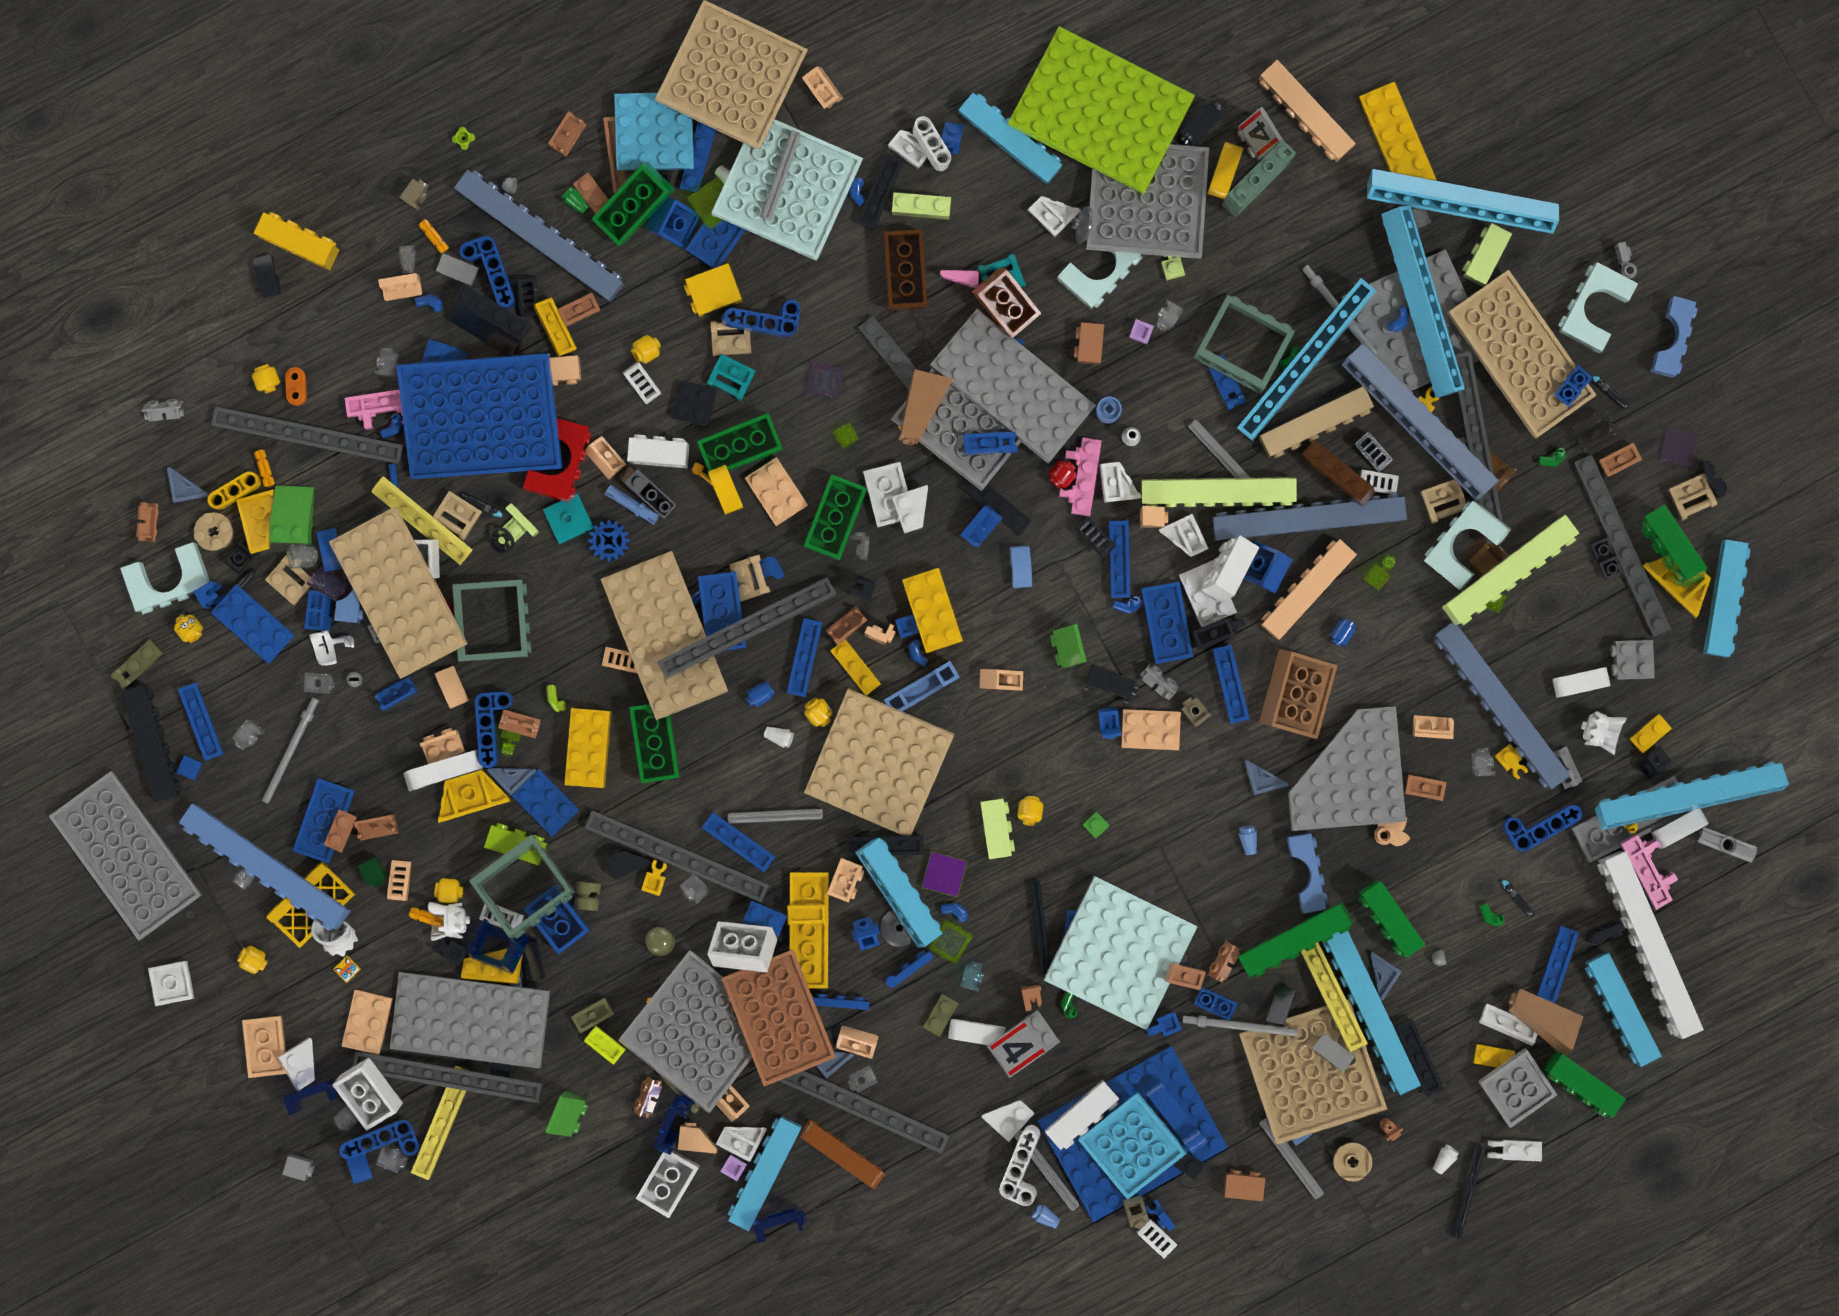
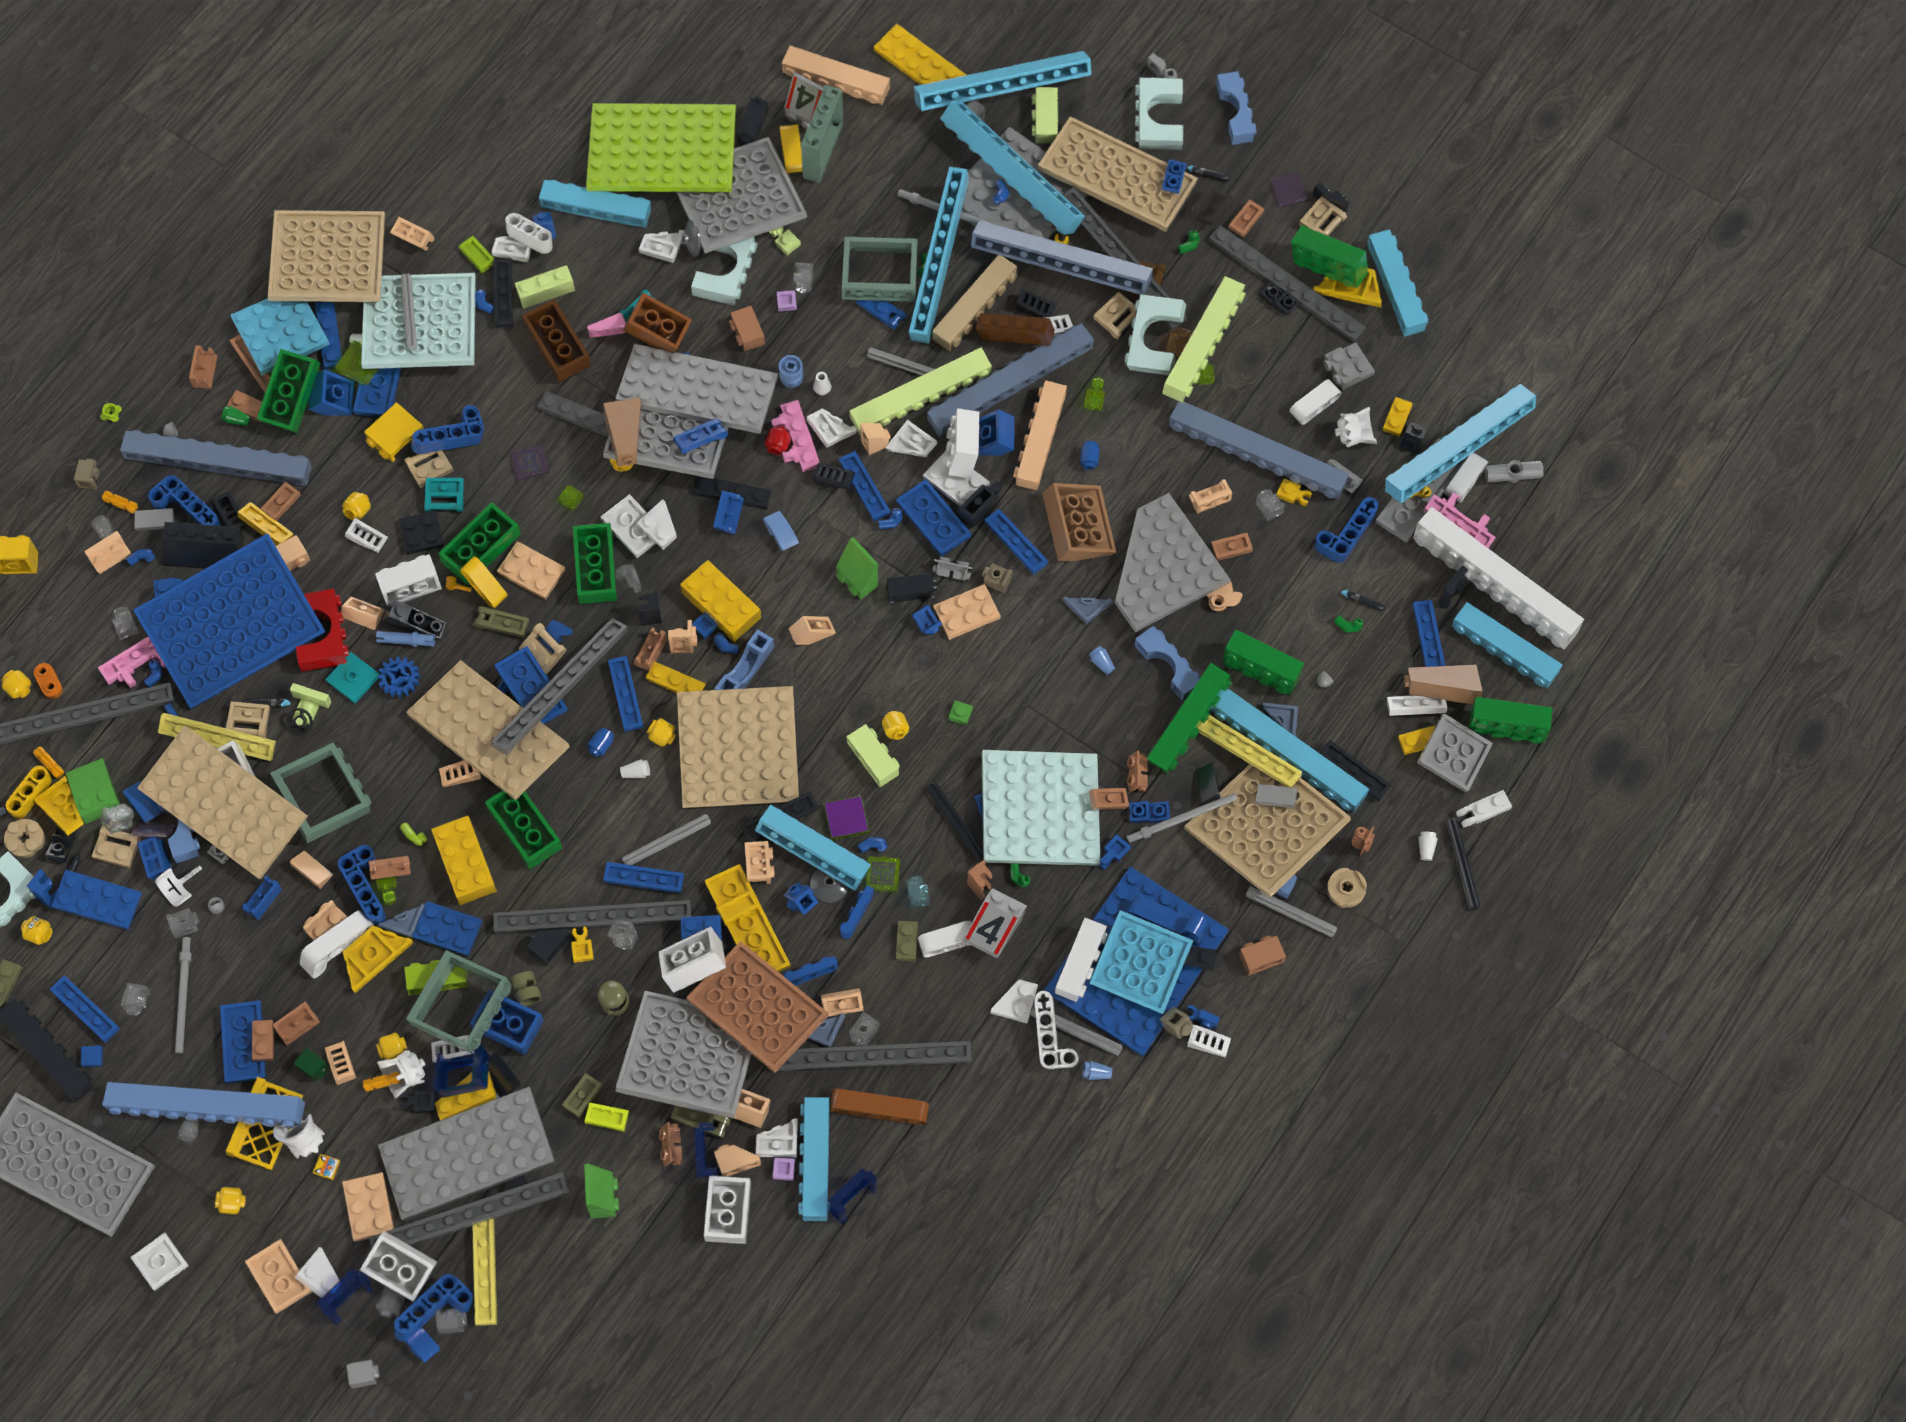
camera: 30 degrees left, 20 degrees down
(726, 531) = (501, 622): none -> olive plate
(875, 136) = (477, 254): none -> lime tile

